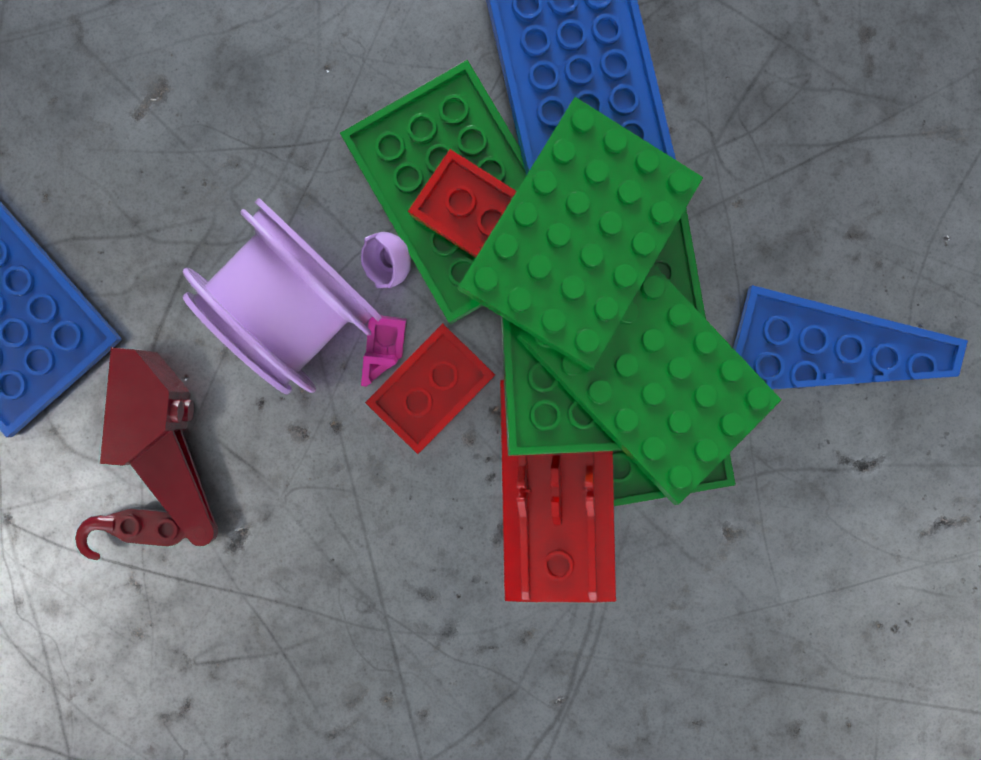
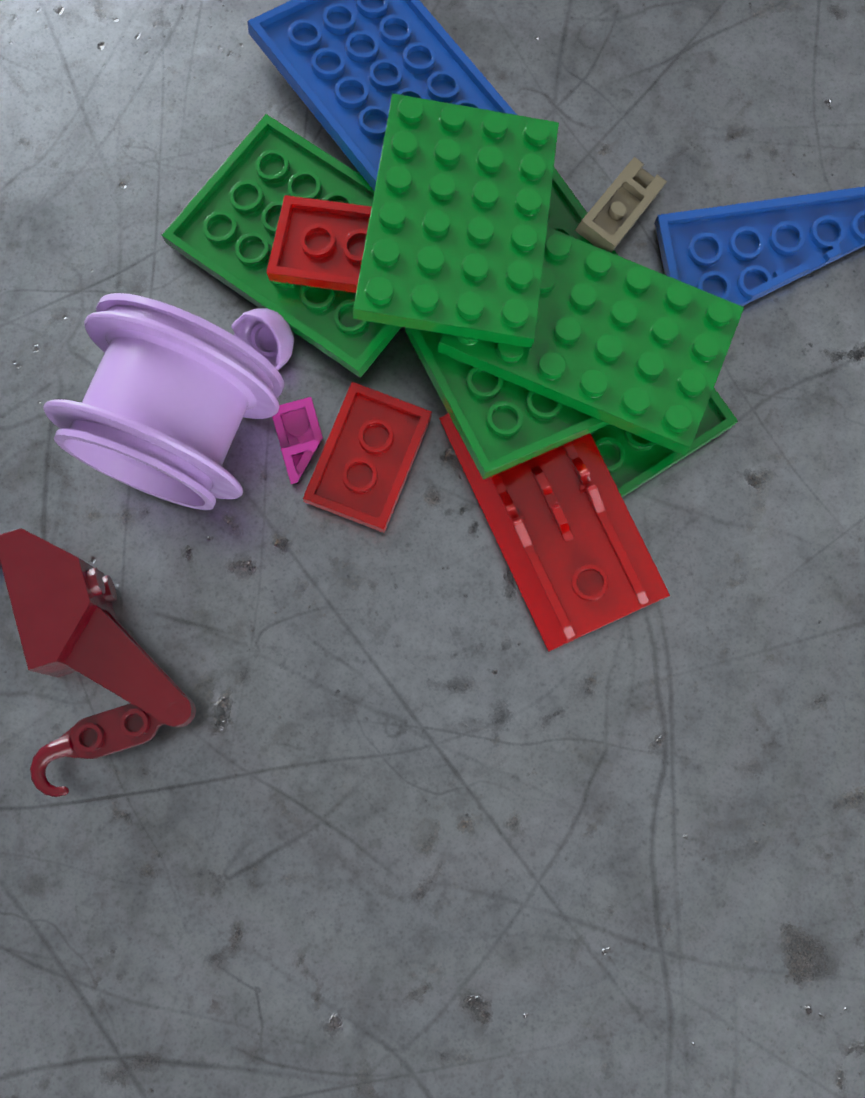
camera: 25 degrees left, 10 degrees down
(724, 267) = (620, 206): none -> dark tan plate

